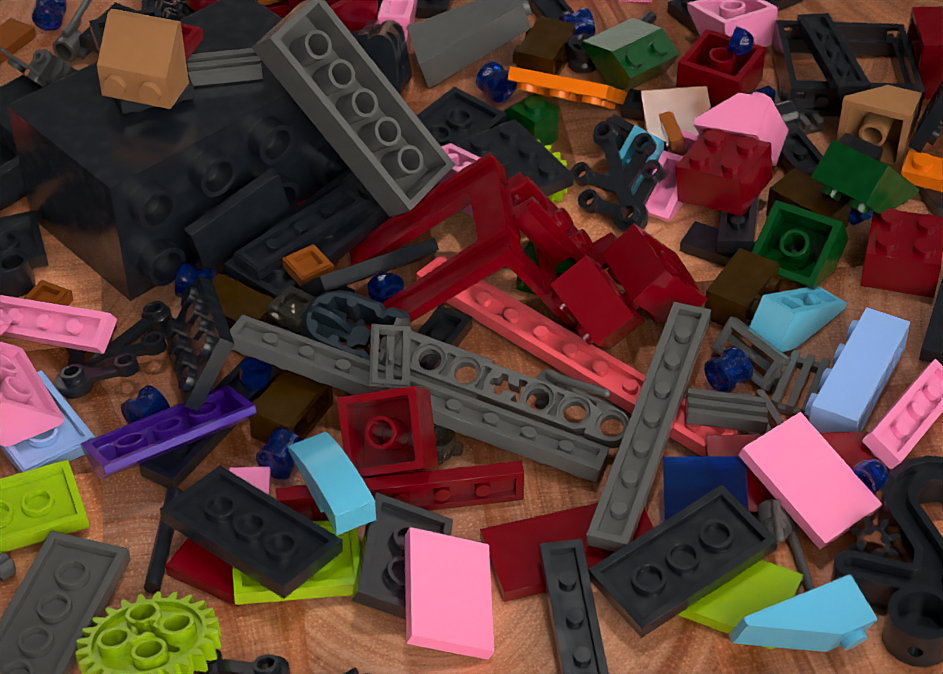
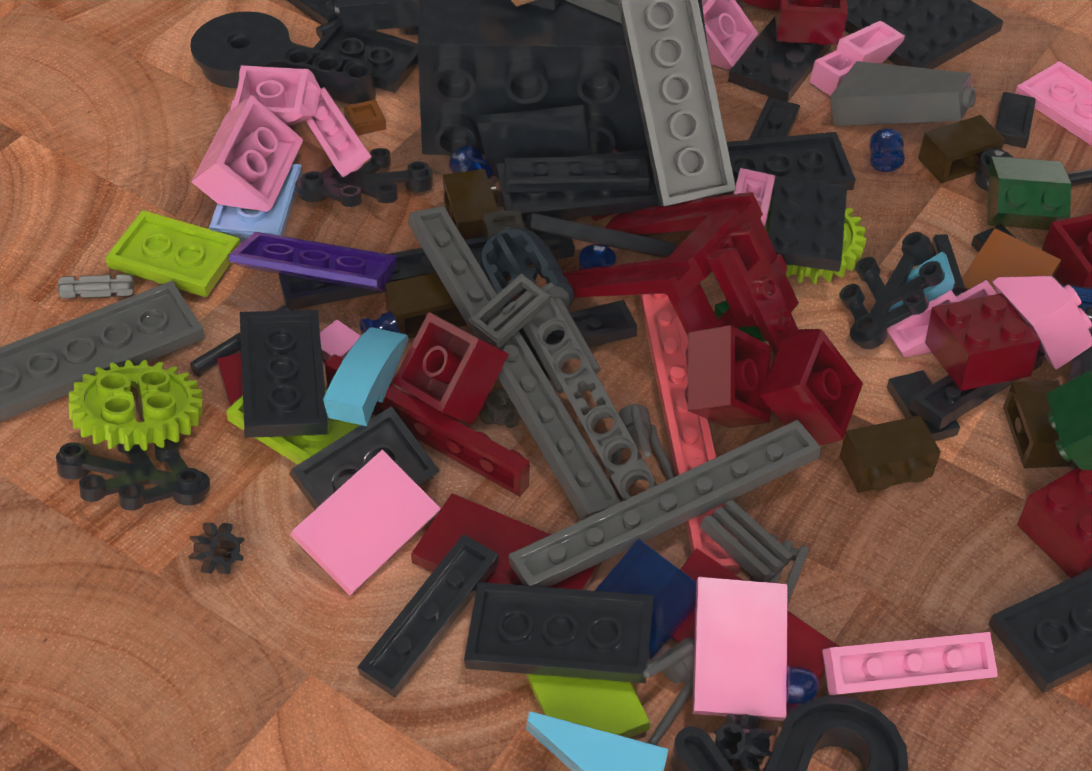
camera: 40 degrees right, 5 degrees up
(147, 403) = (330, 233): clear blue wheel -> none
(198, 342) = (396, 206): black plate -> none
(261, 371) = (411, 257): clear blue hinge -> none
(307, 264) = (551, 201): dark orange tile -> none
(387, 49) = (804, 73): black hips -> none
(537, 117) = (875, 201): dark green slope -> none
(567, 88) = (936, 192): orange plate -> none
(582, 18) = (1017, 141): clear blue wheel -> none
(672, 133) = (969, 278): dark orange tile -> none
(728, 370) = (796, 511): clear blue wheel -> none
(773, 369) = (838, 508): dark grey tile -> none
(795, 315) = (907, 506): medium azure slope -> none
(802, 243) = (983, 451): dark green slope -> none
(806, 365) = (846, 562): dark grey tile -> none
(858, 373) = (901, 596): light blue brick -> none

